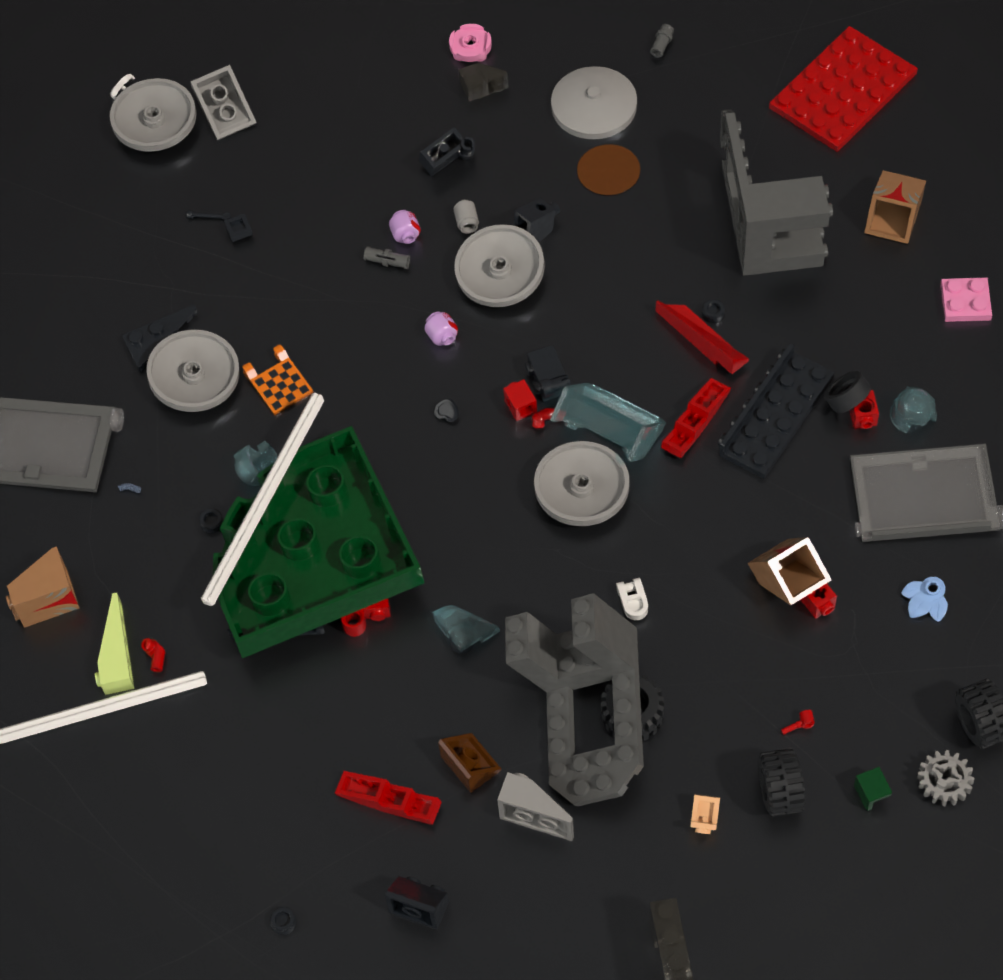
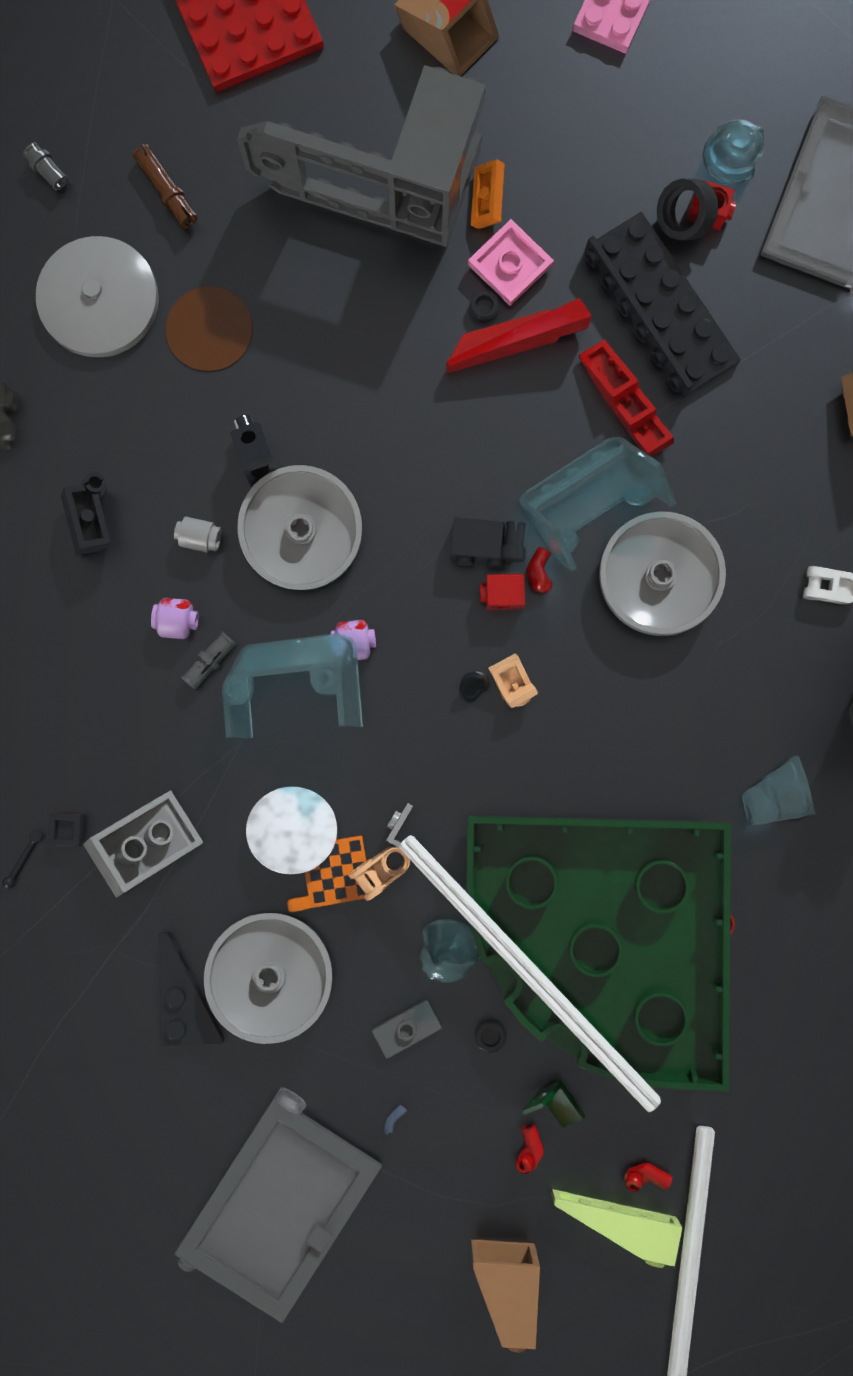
camera: 70 degrees left, 25 degrees up
(143, 577) = (532, 1151): none -> red arm
(186, 575) = (559, 1103): none -> dark green bracket
(194, 469) = (406, 1028): none -> dark grey plate
(248, 270) = (142, 843): none -> light grey slope
(289, 403) = (378, 872): none -> light nougat piece
(297, 346) = (291, 830): none -> flat silver sticker
(331, 405) = (396, 823): none -> light grey bracket
(411, 306) = (331, 668): none -> clear light blue windscreen
(461, 429) = (513, 681): none -> light nougat bracket
(682, 111) = (171, 195): none -> reddish brown pin
(751, 311) = (510, 262): none -> bright pink plate
(796, 276) = (487, 194): none -> orange plate

